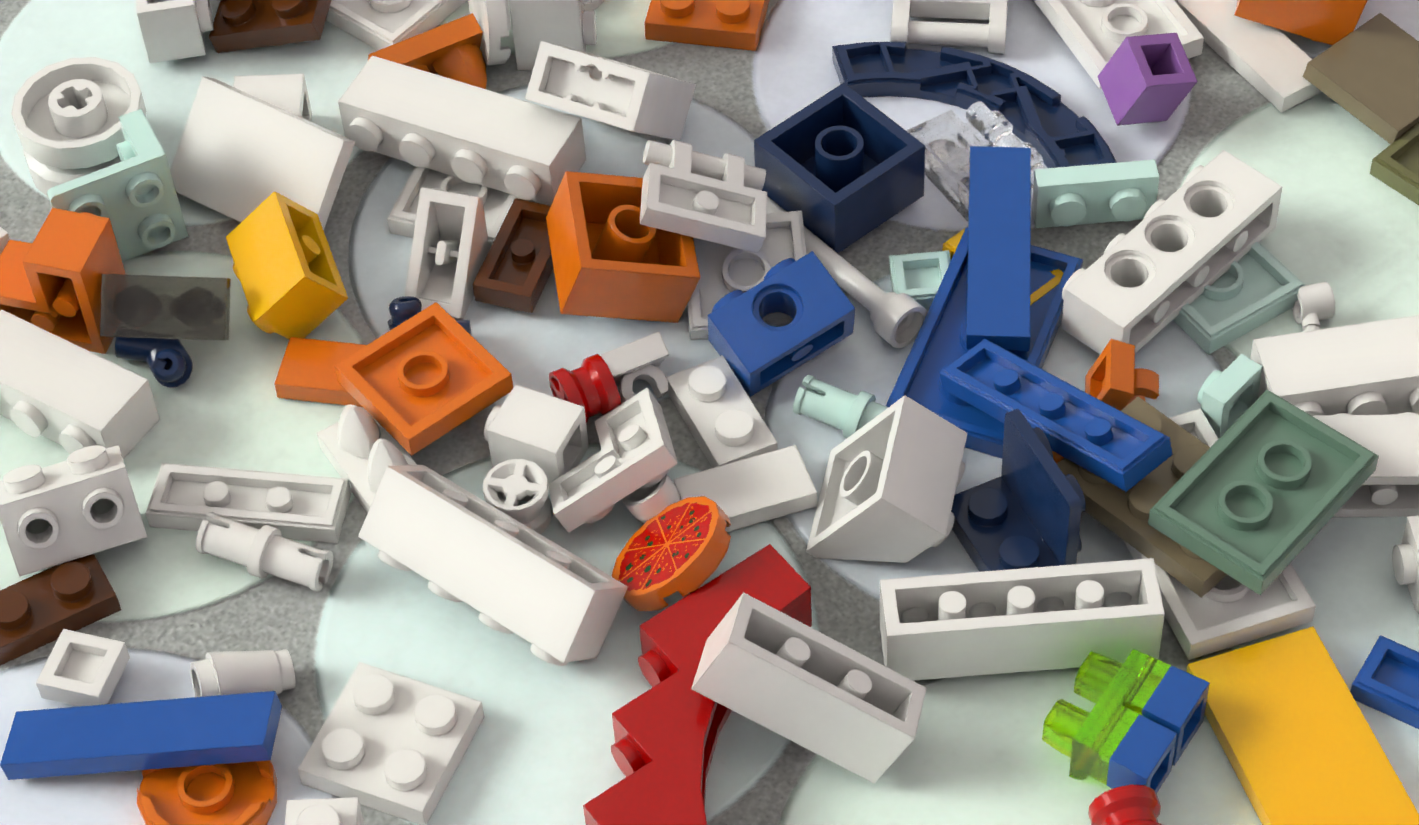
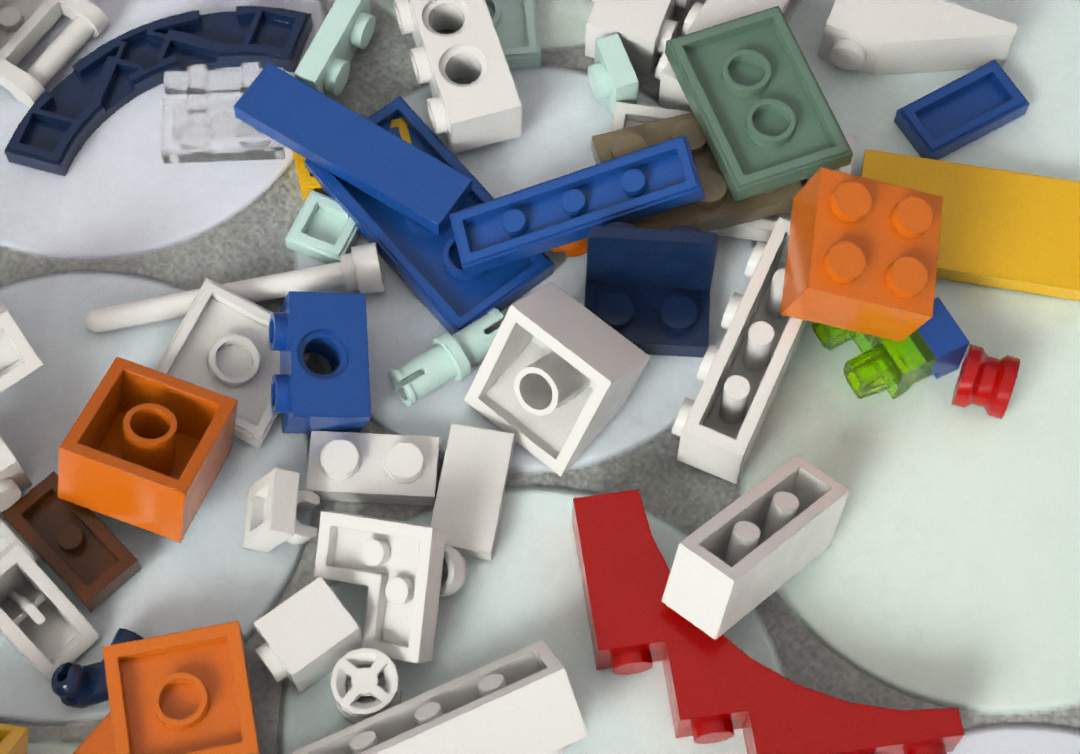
camera: 65 degrees left, 15 degrees up
(587, 386) = (279, 565): red wheel -> none
(673, 553) = (524, 583): tile -> none
(703, 195) = (168, 357): white plate -> none
(841, 166) = (172, 220): dark blue brick -> none
(1116, 380) = (548, 146): orange tile -> none
(1145, 621) = (862, 255): none -> orange brick

